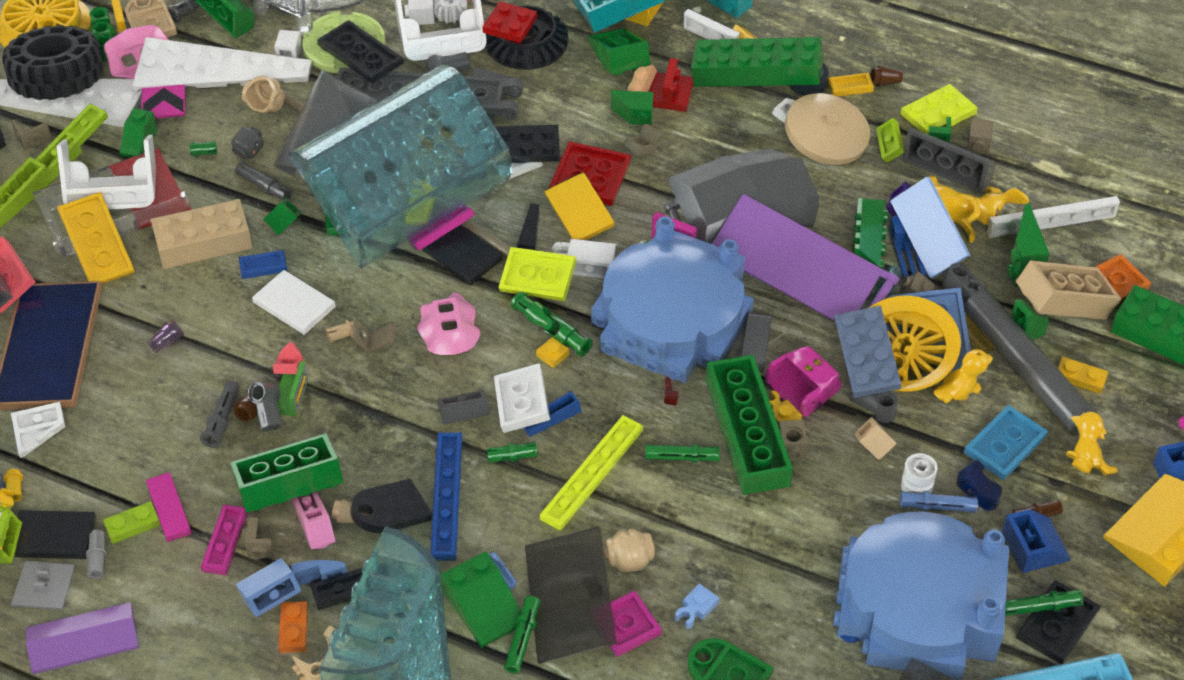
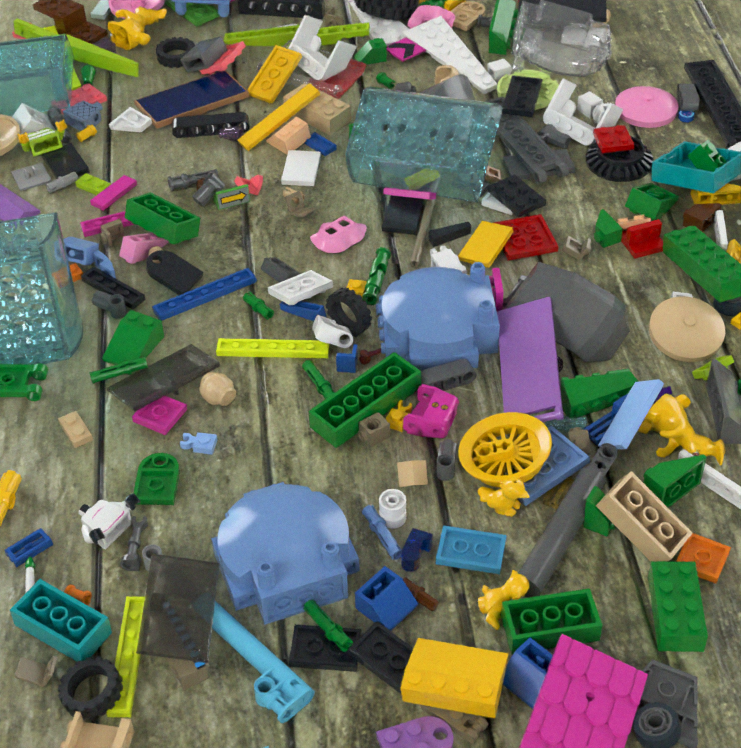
camera: 60 degrees right, 5 degrees down
(126, 350) = (208, 124): none -> black beam
(193, 274) = (278, 117): none -> yellow tile
(226, 283) = (290, 135): none -> light nougat slope
(508, 577) = (160, 343): medium blue piece -> none
(537, 273) = (409, 249): neon yellow plate -> none
(604, 358) = (357, 306): none -> black tyre
(617, 406) = (329, 332): none -> white piece
(669, 412) = (347, 362): none -> blue panel
(675, 30) = (701, 215): none -> reddish brown slope
(867, 352) = (477, 429): sand blue plate -> none
(1083, 375) = (582, 571): yellow plate -> none
(1102, 574) = (382, 654): none -> black tile
(1137, 425) = (550, 616): none -> green brick

